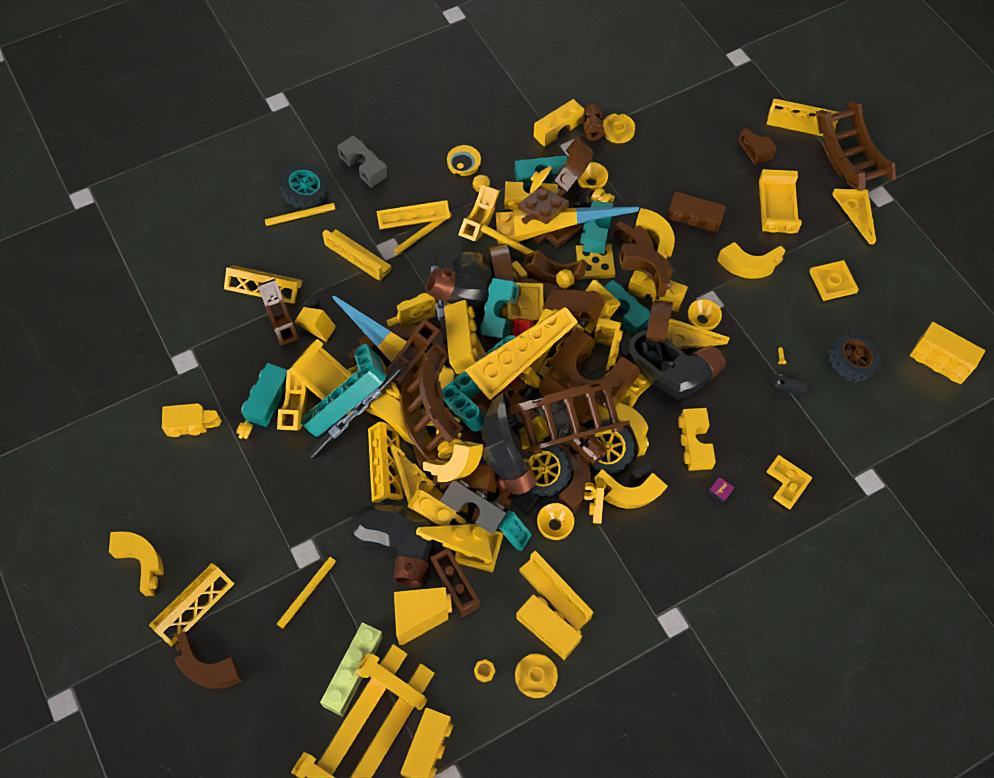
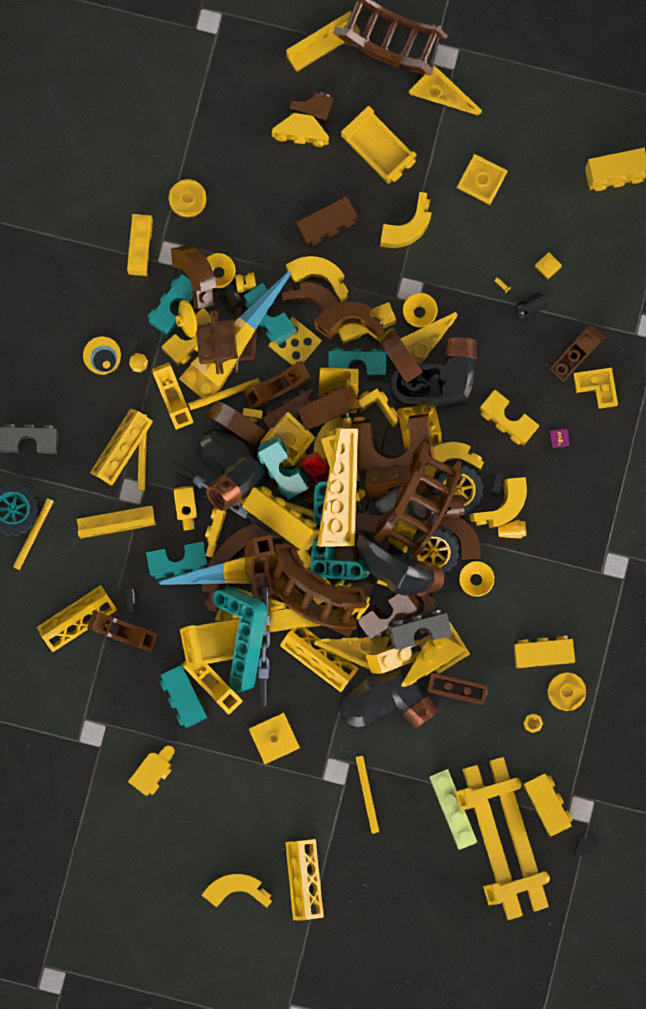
camera: 45 degrees left, 20 degrees up
(212, 676) = (366, 910): reddish brown arch -> none
(244, 429) = (198, 736): yellow plate -> none
(291, 485) = (274, 738): none -> yellow plate
(316, 322) = (153, 609): yellow slope -> none
(357, 299) = (160, 565): none -> teal arch
(411, 280) = (186, 497): none -> yellow torso
(420, 611) = (457, 731): yellow slope -> none
(462, 463) = (382, 622): yellow arch -> none
(514, 530) = (459, 614): teal plate -> none
(556, 591) = (524, 626): yellow fence -> none
(565, 279) = (297, 389): yellow tile -> none
(593, 121) = (171, 222): reddish brown piece -> none
(596, 494) = (489, 537): yellow plate -> none
(620, 516) = (514, 529): none -> yellow cone
(734, 149) = (301, 129): none -> yellow slope
(796, 444) = (577, 352): none -> reddish brown slope
(828, 374) = (548, 266): none -> yellow plate
(848, 362) = (542, 247): black wheel -> none

